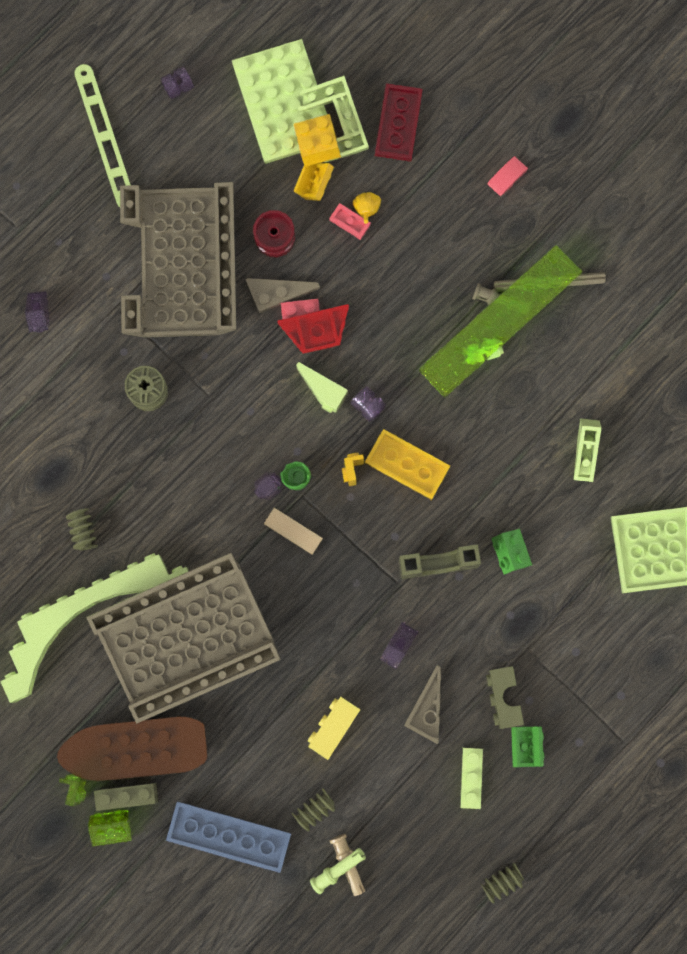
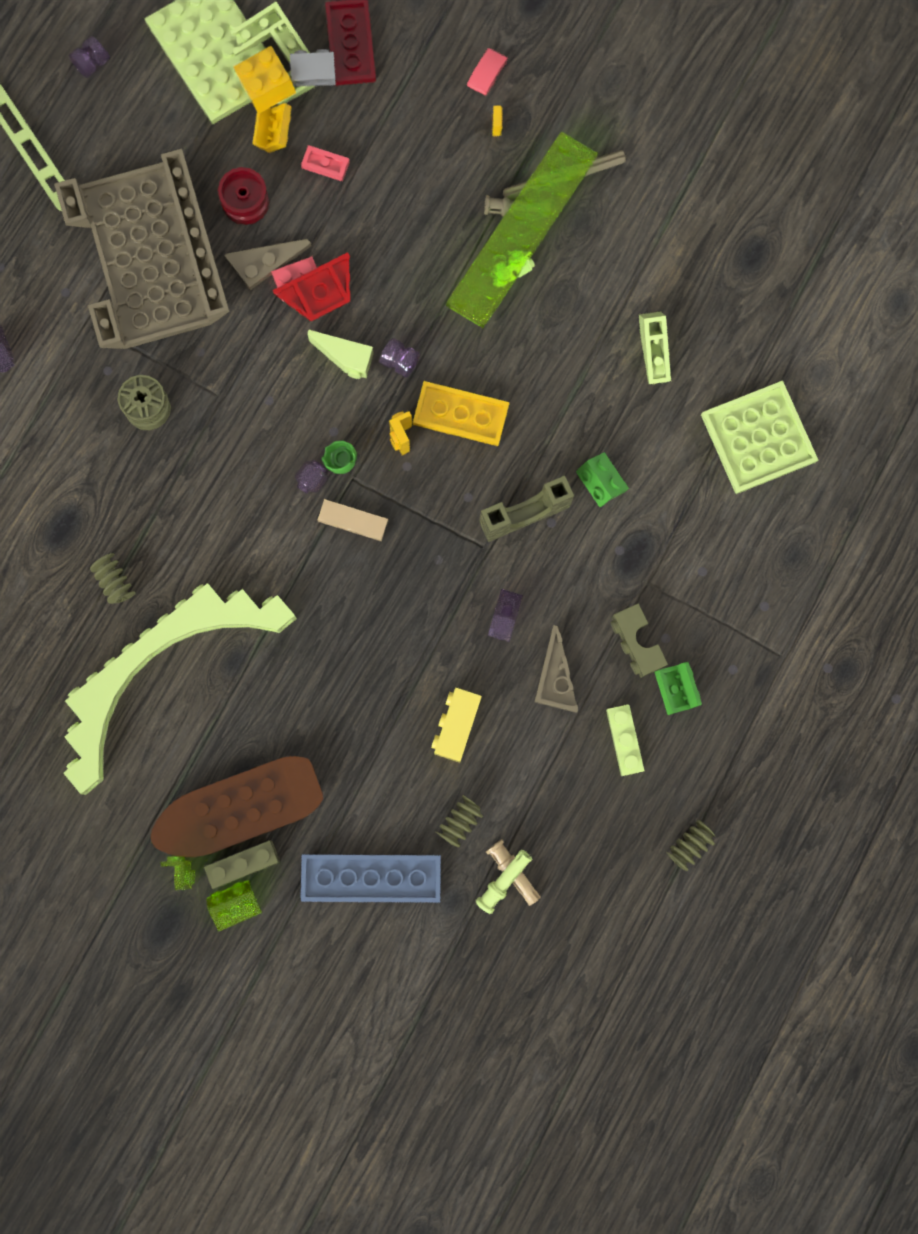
camera: 25 degrees left, 0 degrees up
(185, 637) = (261, 666): dark tan slope -> none
(359, 140) = (312, 68): none -> light grey brick
(367, 205) = (339, 140): yellow piece -> none
(504, 221) = (497, 120): none -> yellow tile

